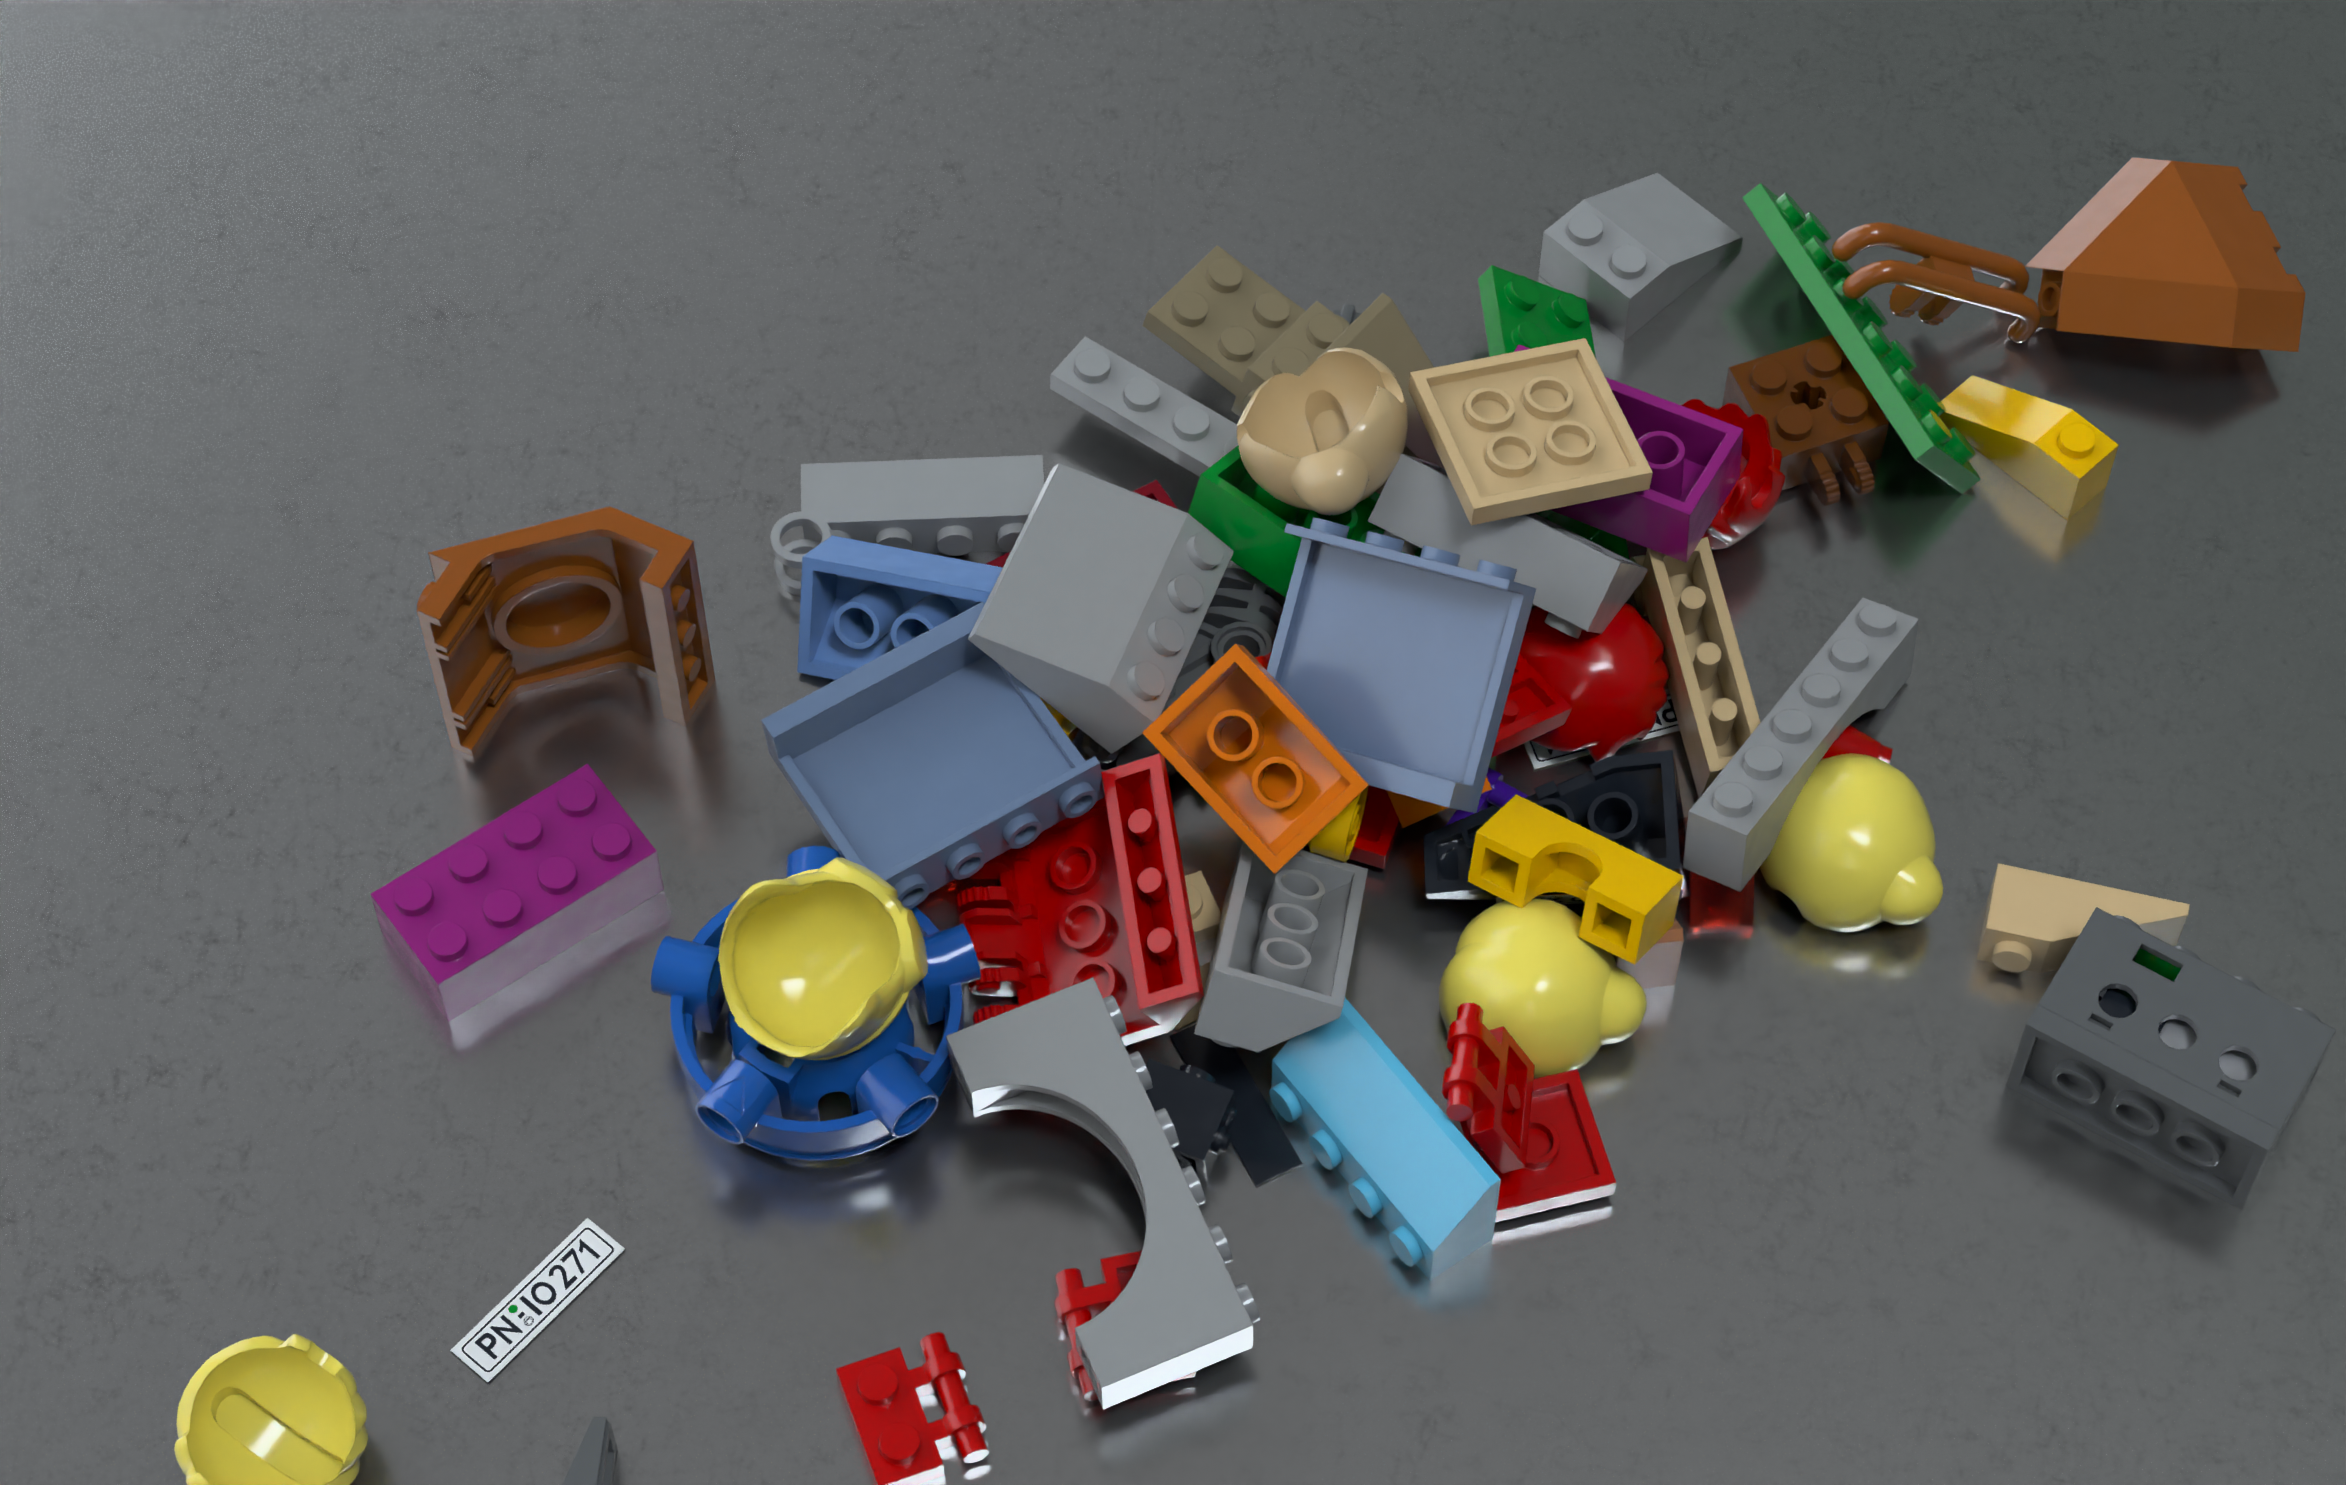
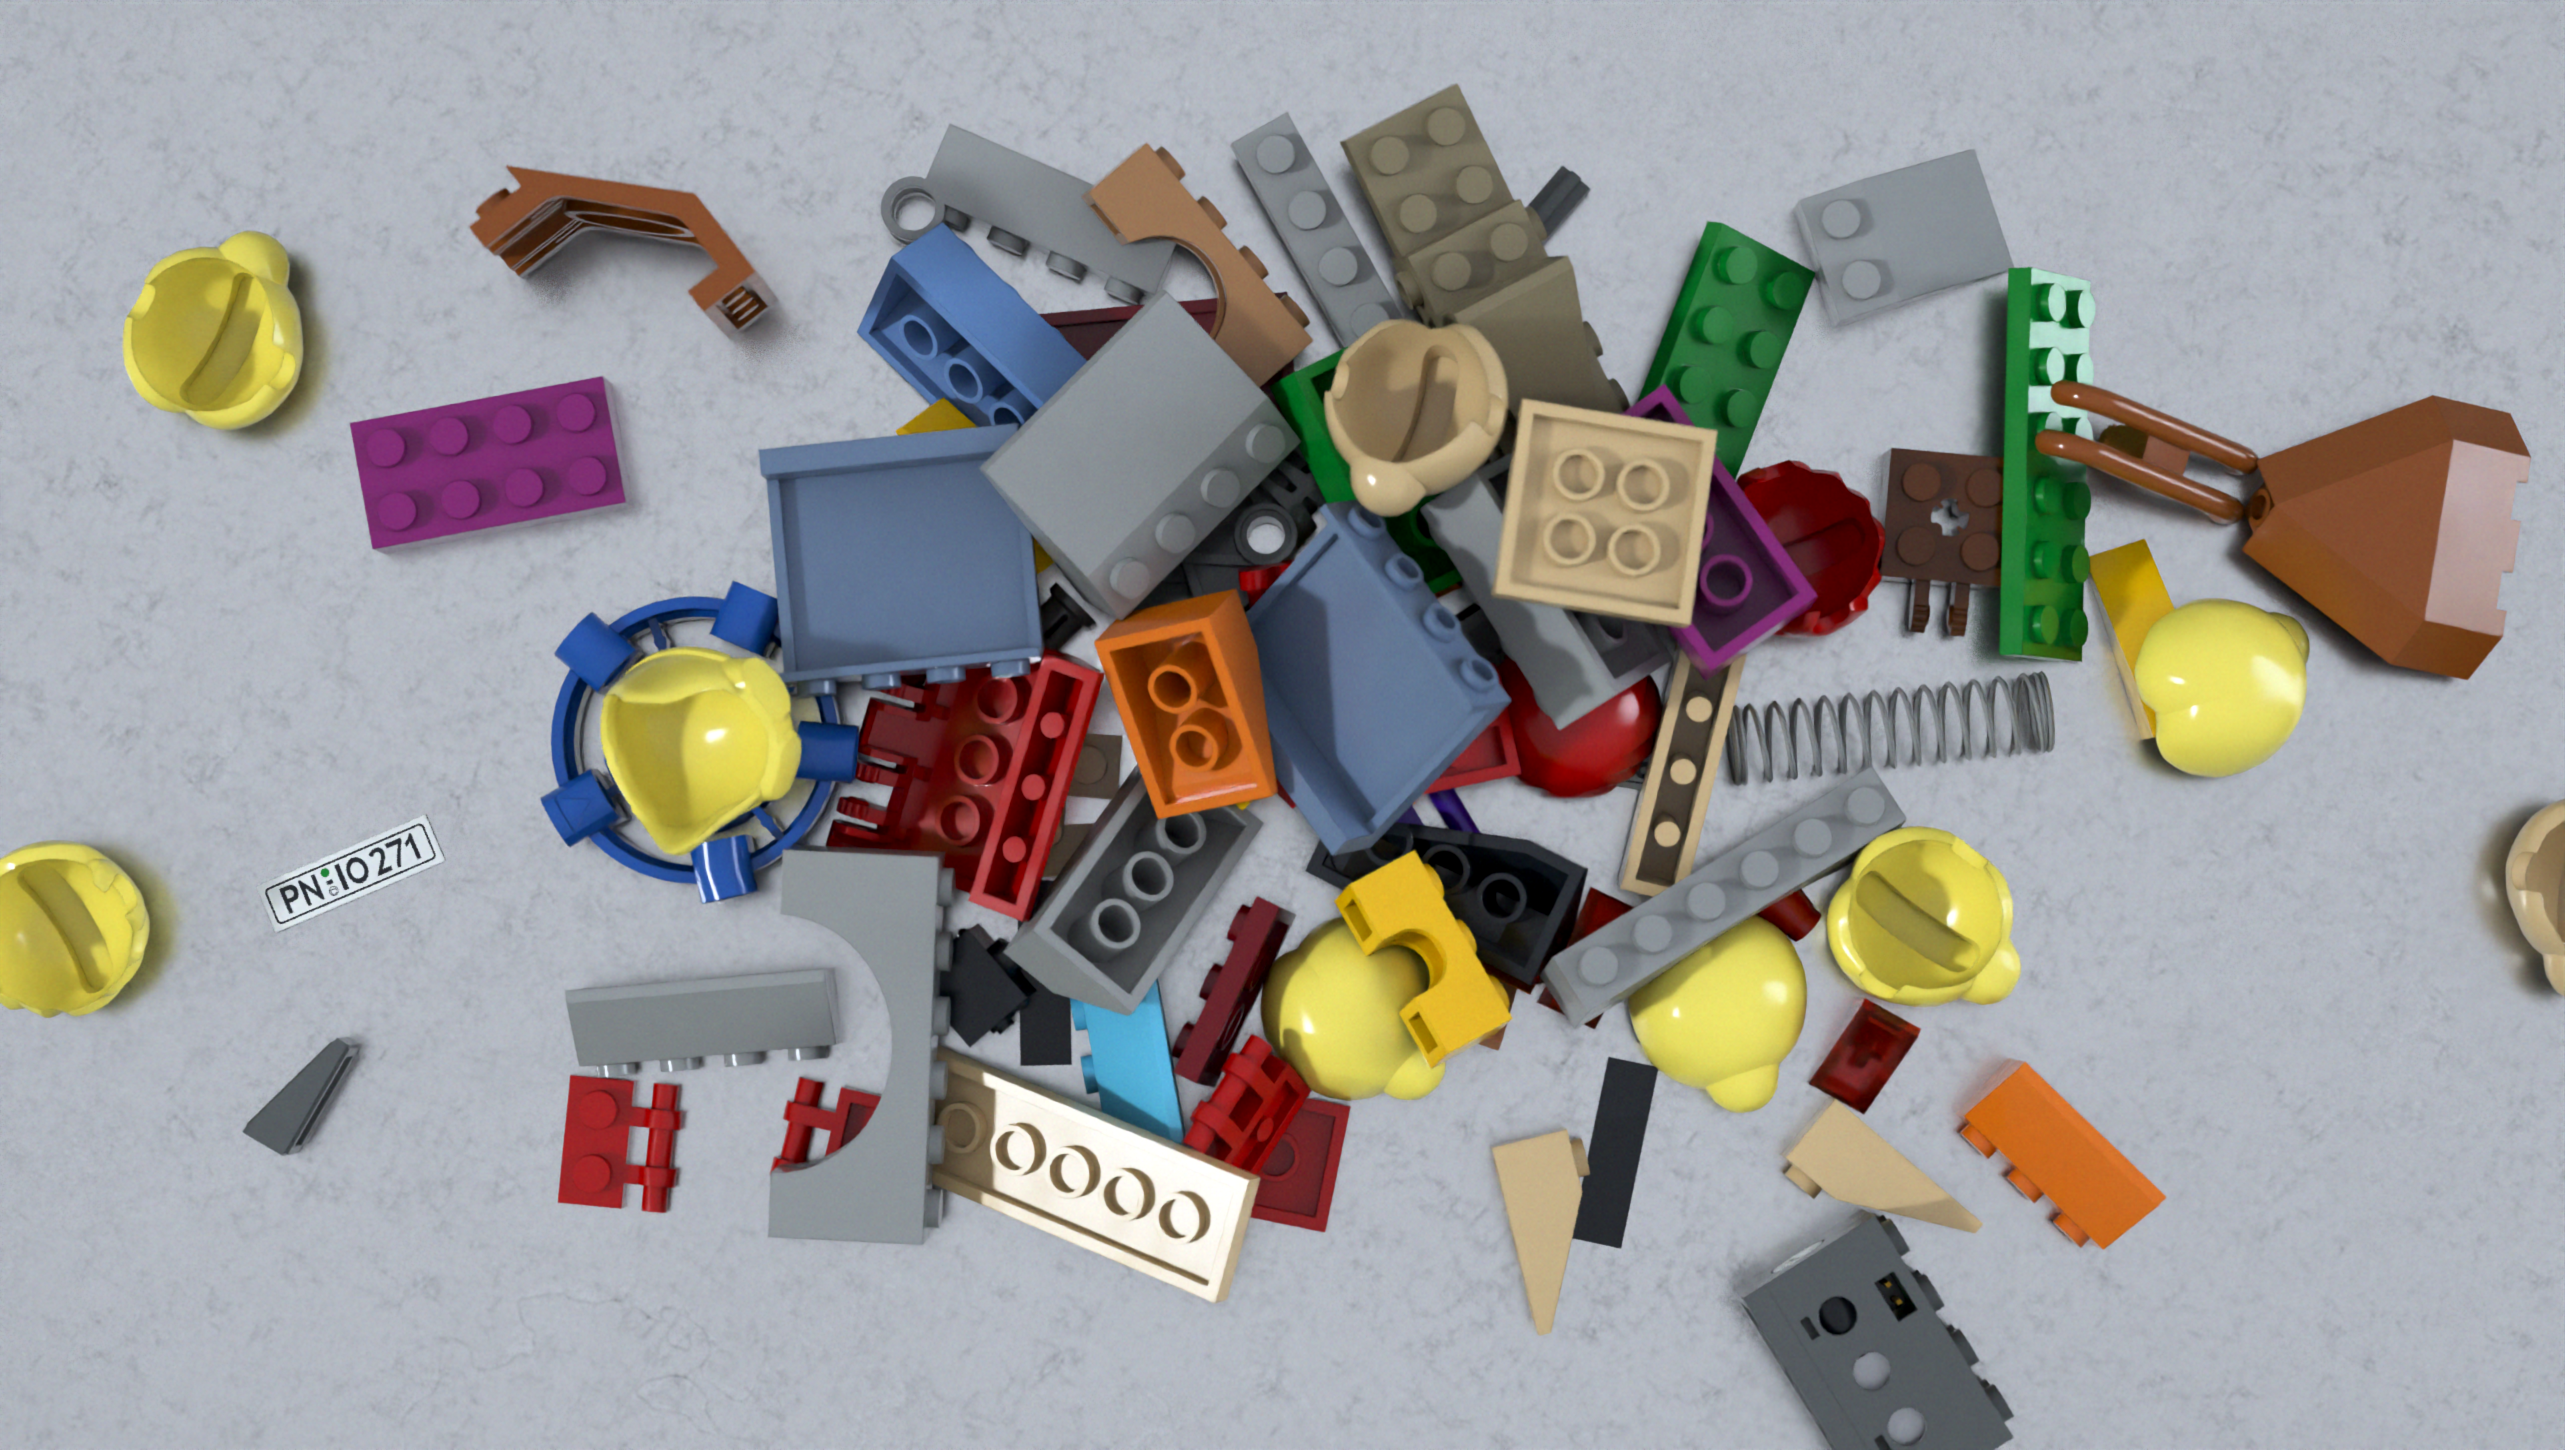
camera: 25 degrees right, 30 degrees up
(213, 875) = (217, 332): none -> light yellow piece
(939, 1244) = (705, 1018): none -> light grey slope
(1011, 434) = (1148, 201): none -> medium nougat arch
(1386, 1192) = (1092, 1178): none -> plate
(1415, 993) = (1231, 991): none -> dark red plate
(1747, 630) = (2040, 709): none -> light grey piece
(1792, 1073) = (1542, 1206): none -> tan slope
(1832, 1021) = (1615, 1152): none -> black sticker
(1985, 693) = (1925, 922): none -> light yellow piece
(1996, 820) = (1863, 1054): none -> clear red slope
(2112, 415) = (2223, 684): none -> light yellow piece
(2217, 822) = (2057, 1156): none -> orange slope

